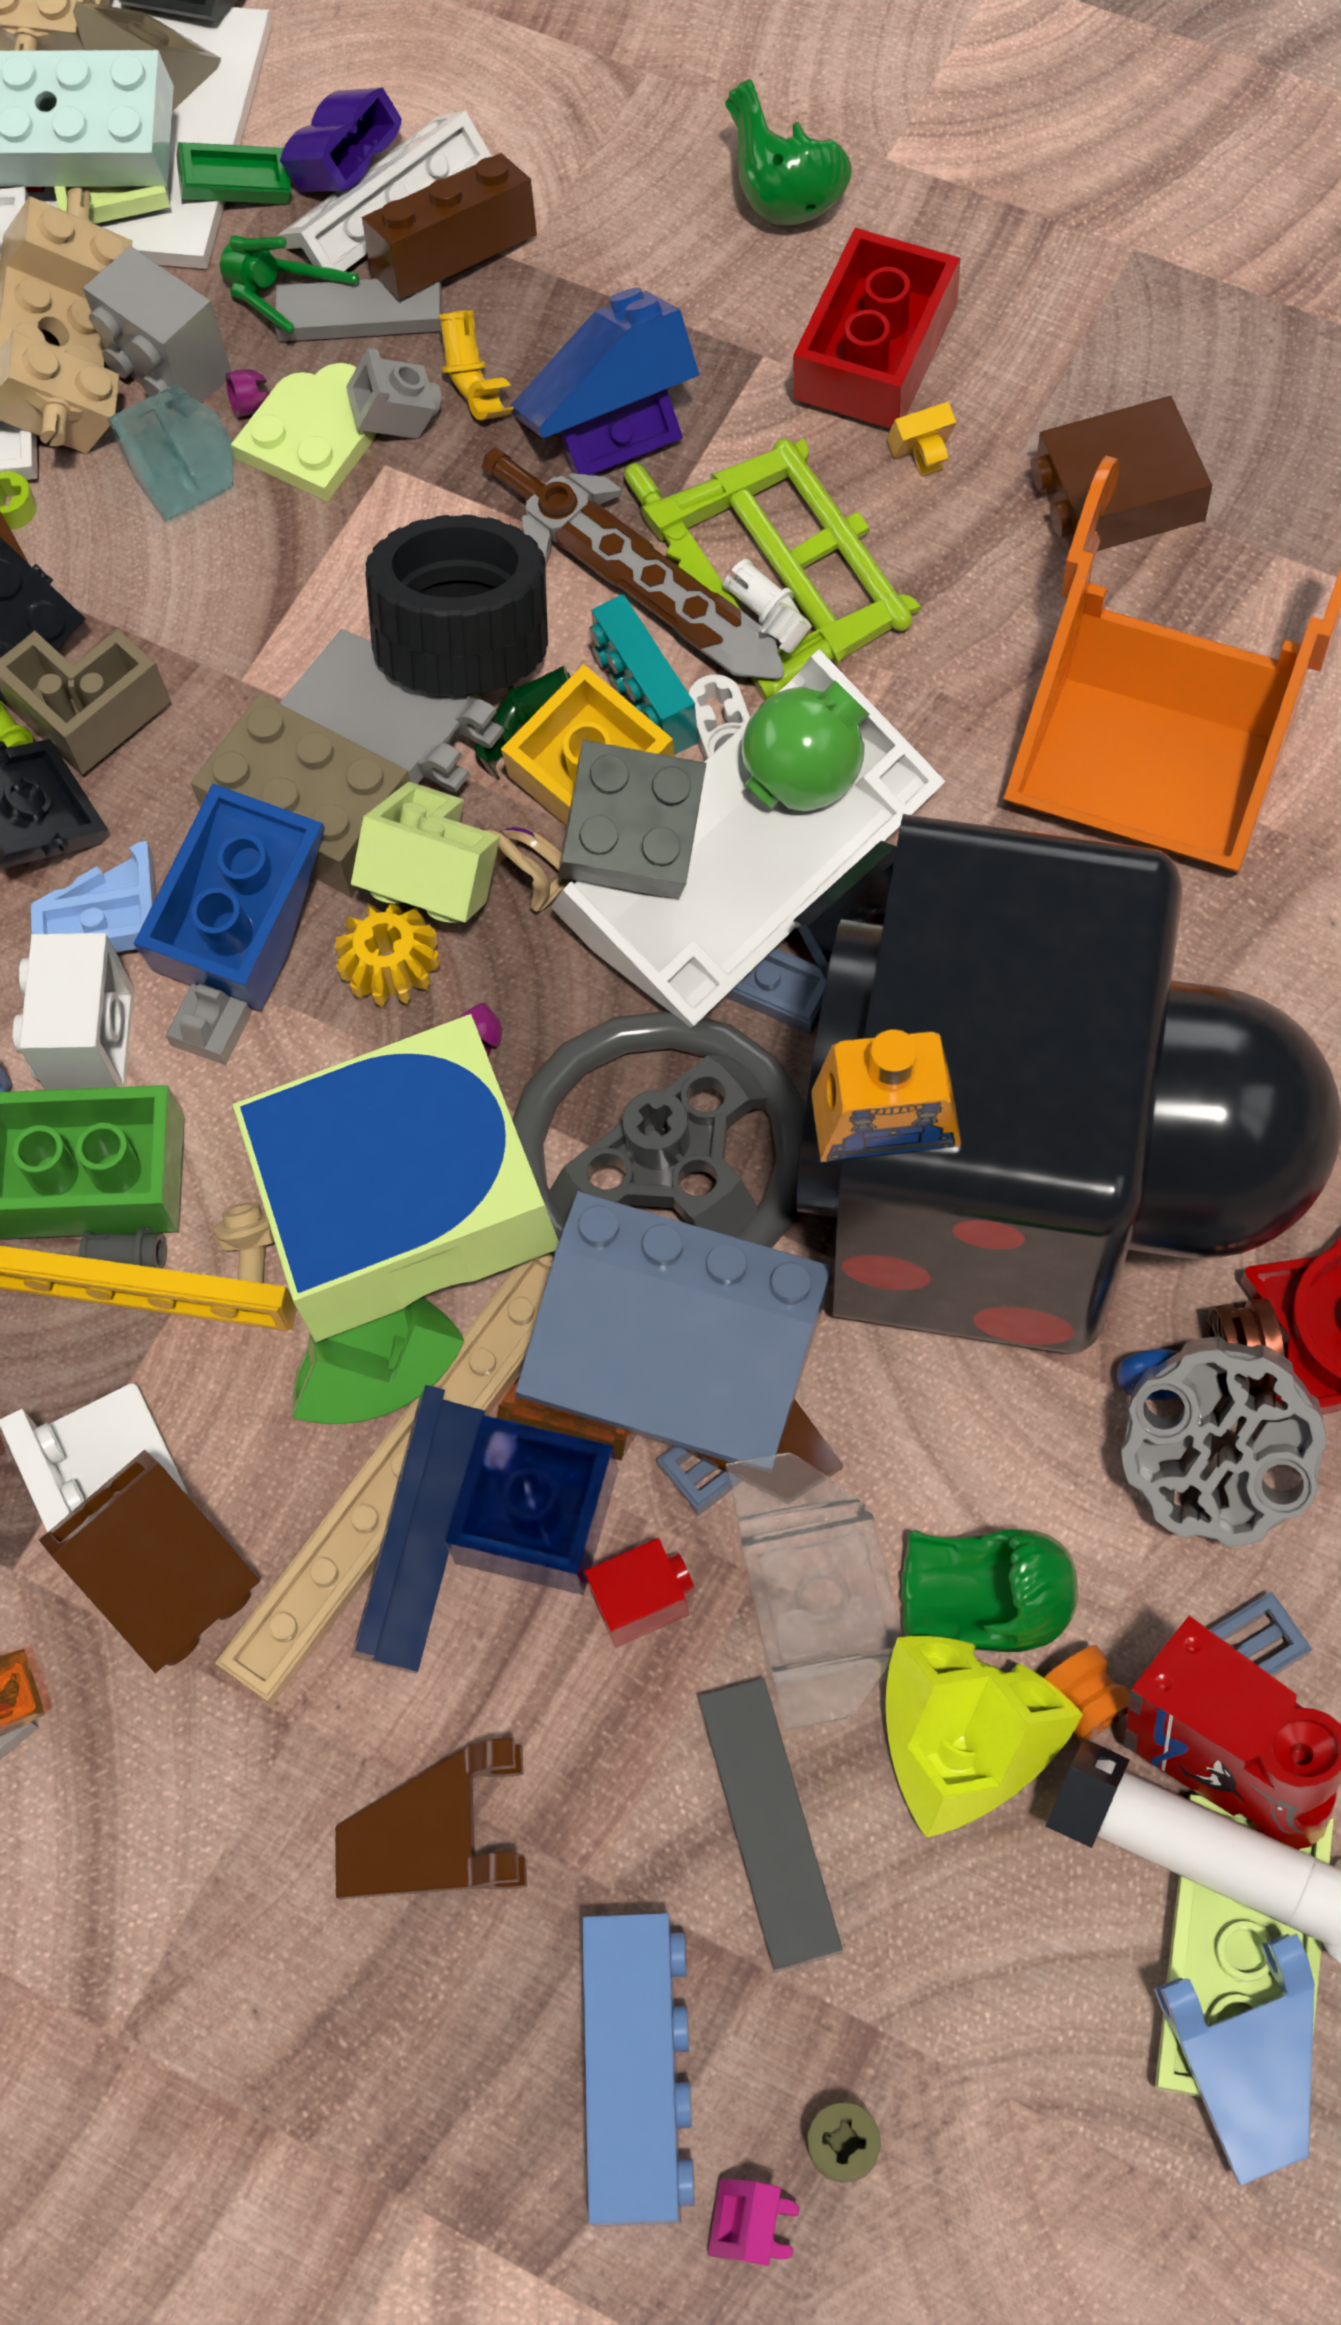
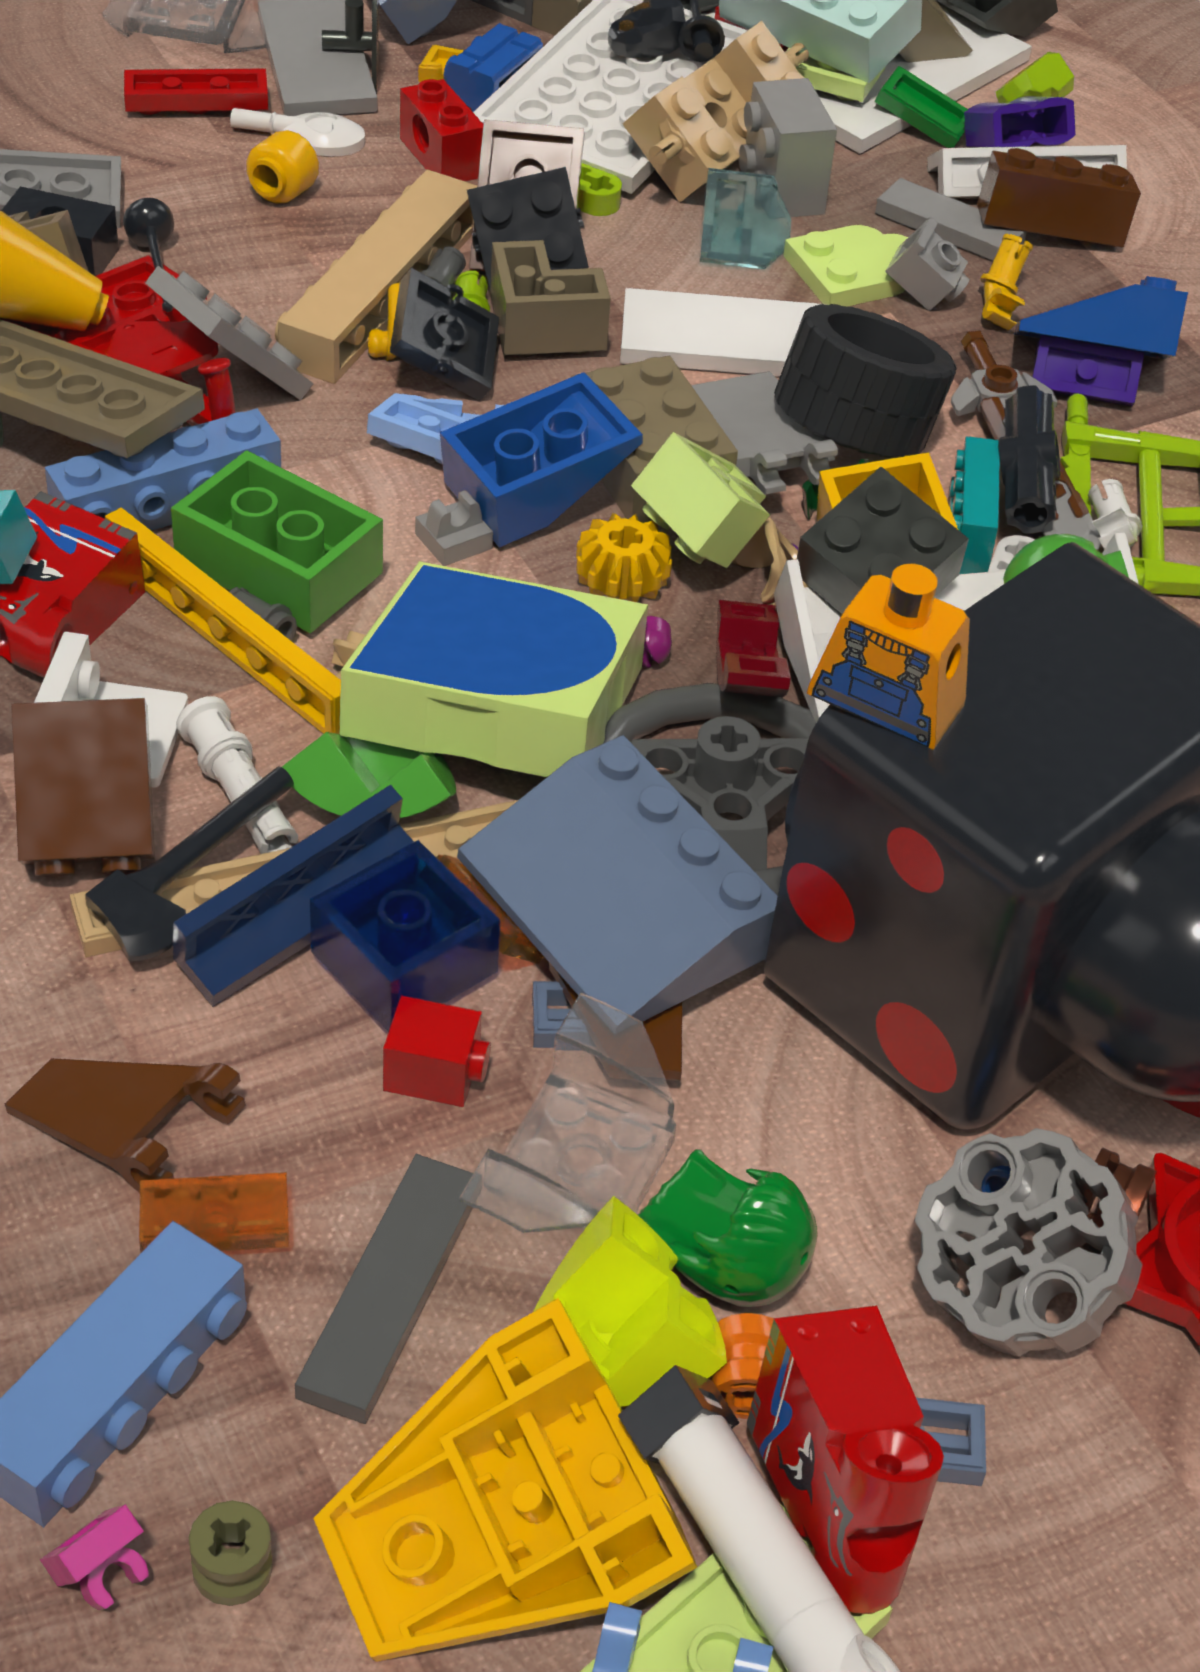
camera: 25 degrees right, 20 degrees down
(74, 1012) = (365, 446): white brick -> none
(226, 1425) = (227, 758): none -> white pin
(243, 391) = (826, 216): magenta hinge -> none
(251, 267) = (893, 158): green plant -> none
(258, 605) = (709, 330): none -> white tile
(278, 1641) = (132, 902): none -> black piece
(314, 68) = (1043, 78): none -> lime rock
(577, 990) = (748, 650): none -> dark red slope
(590, 1870) = (221, 1210): none -> clear orange plate
(660, 594) = (1029, 459): none -> black piece
(1013, 1952) = (503, 1503): none -> yellow wedge

